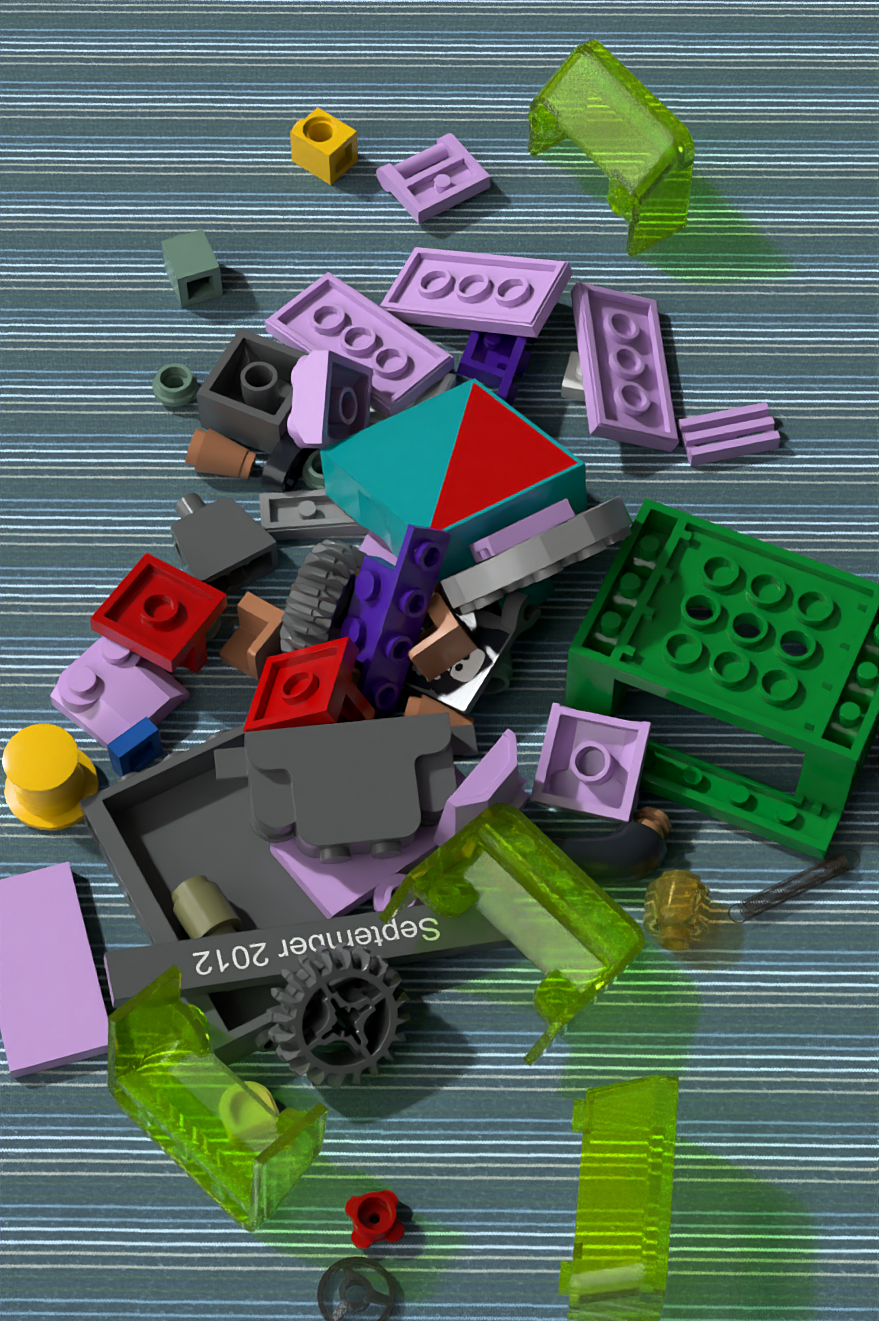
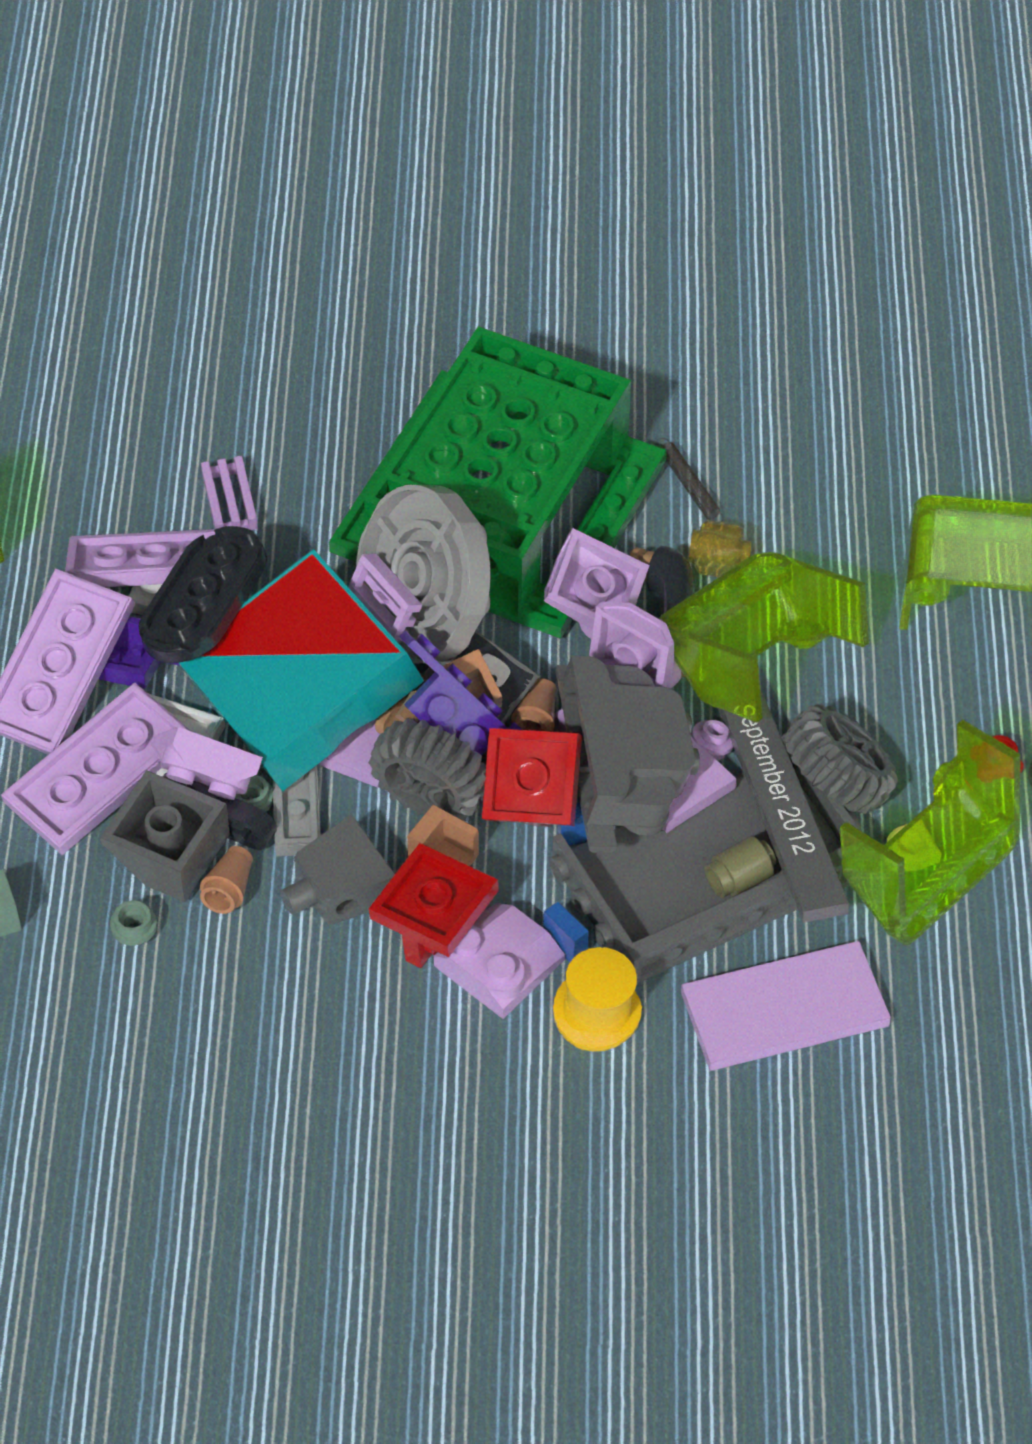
camera: 90 degrees left, 5 degrees down
(543, 386) = (202, 594): none -> black tile

